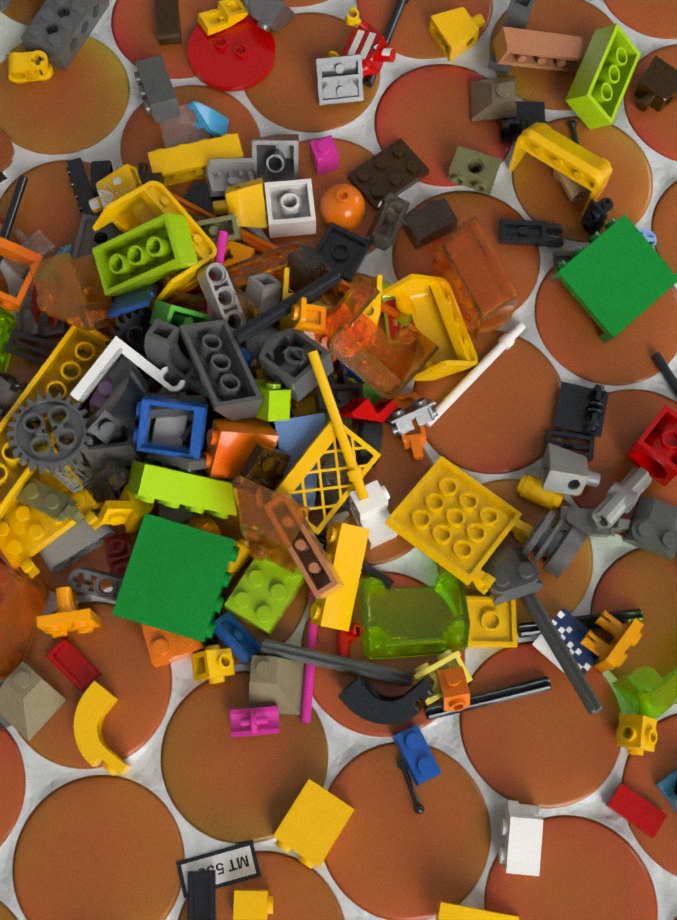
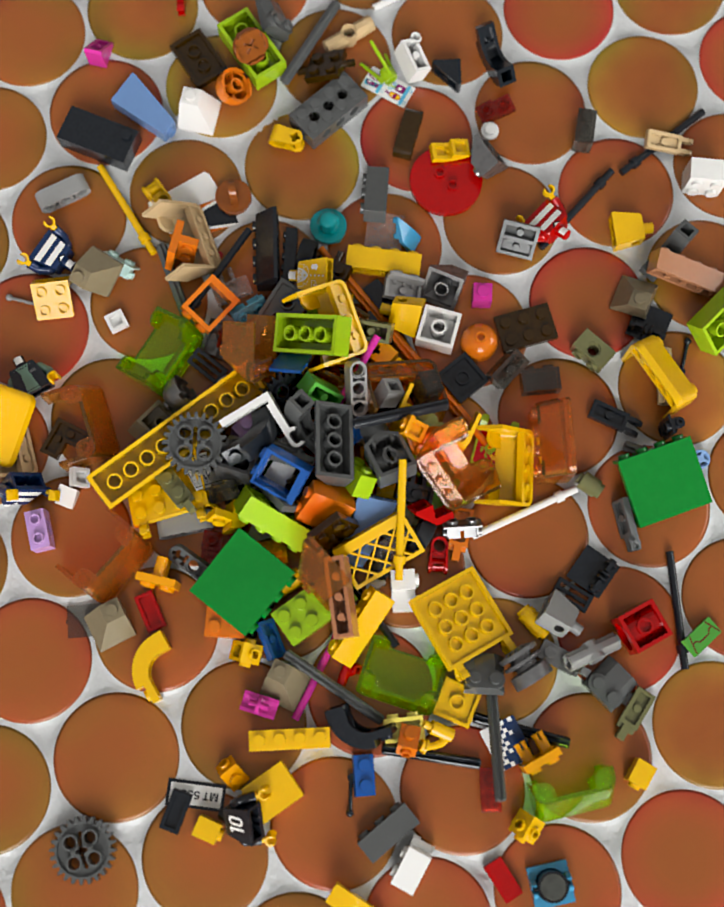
camera: 25 degrees right, 5 degrees up
(53, 191) = (267, 249): none -> black slope
(116, 143) = (328, 226): none -> teal plate
(254, 821) = (232, 773): none -> light orange bracket
(293, 870) = (245, 820): none -> black torso
(308, 747) = (289, 739): none -> yellow brick
(397, 464) = (438, 557): none -> red piece
(475, 810) = (387, 831): none -> dark grey brick
(488, 662) = (436, 729): none -> yellow plant
(535, 314) = (590, 484): none -> olive brick
(574, 711) = (488, 802): none -> clear red slope
(595, 341) = (626, 524): none -> dark grey hinge

